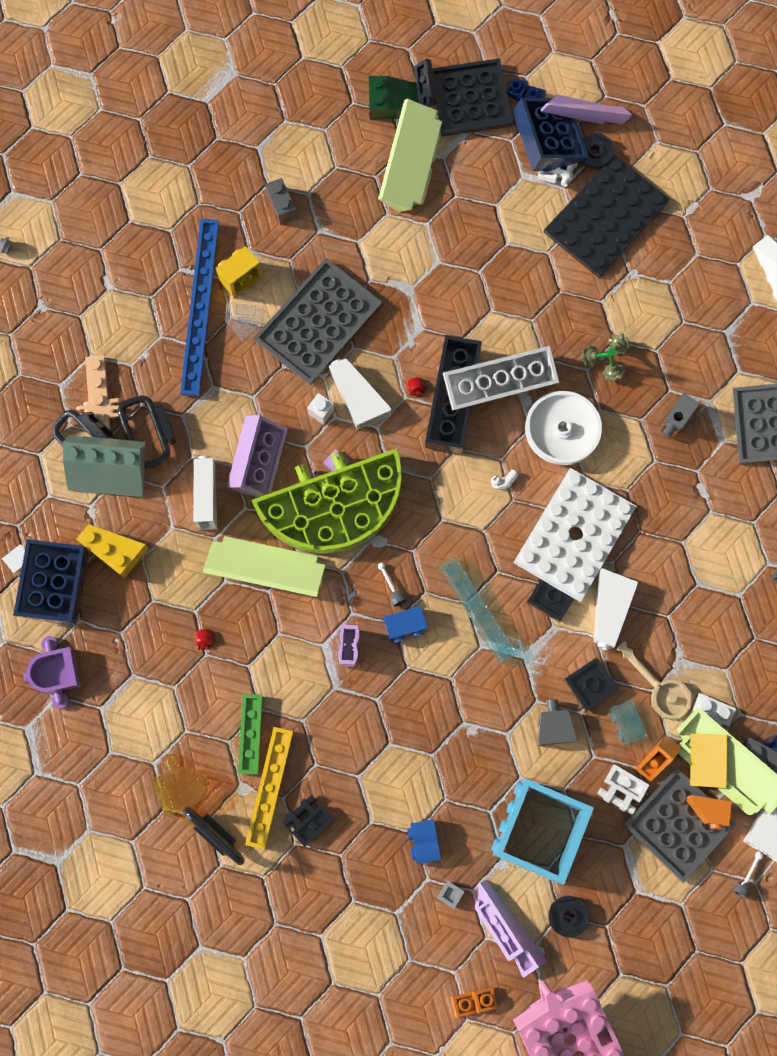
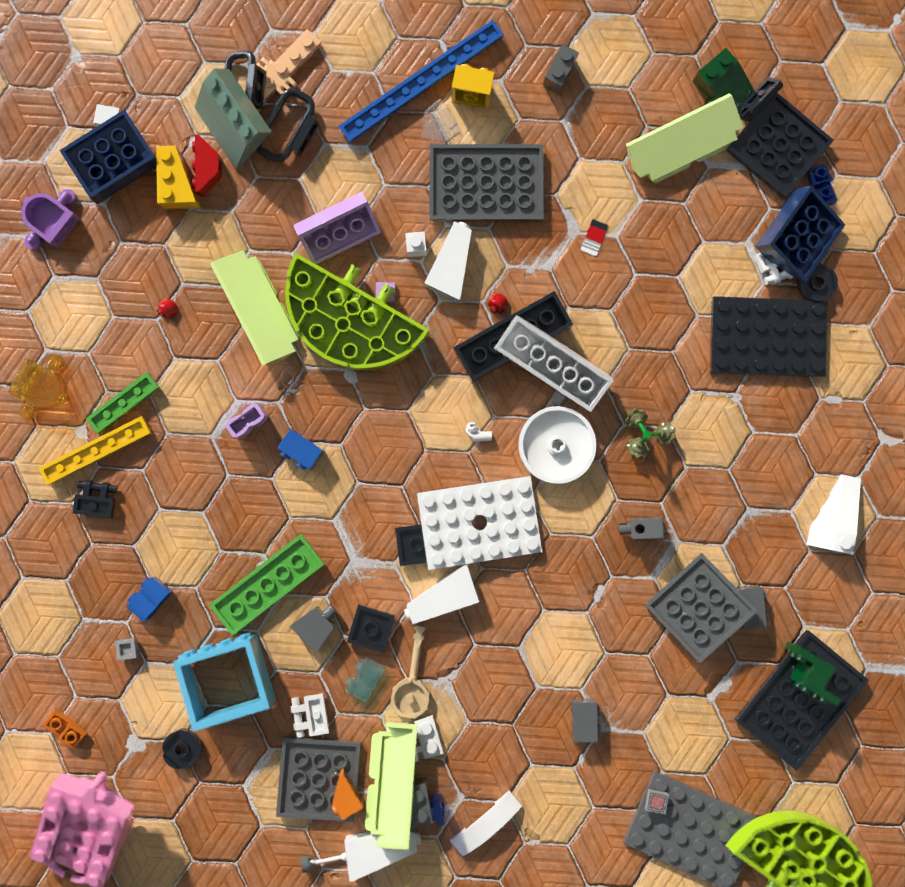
camera: 50 degrees right, 10 degrees up
(121, 515) = (206, 166): none -> red slope
(204, 494) = (274, 212): white slope -> none
(214, 834) = (28, 439): black bar -> none
(397, 597) = (317, 426): hinge -> none
(426, 278) = (594, 237): none -> sticker
(477, 610) = (357, 495): clear light blue plate -> none
(490, 738) = (267, 584): none -> bright green plate
(507, 930) = (135, 712): lavender wedge -> none
(586, 110) = (846, 247): lavender wedge -> none
(658, 758) = (356, 724): orange slope -> none
(708, 760) = (382, 765): yellow piece -> none

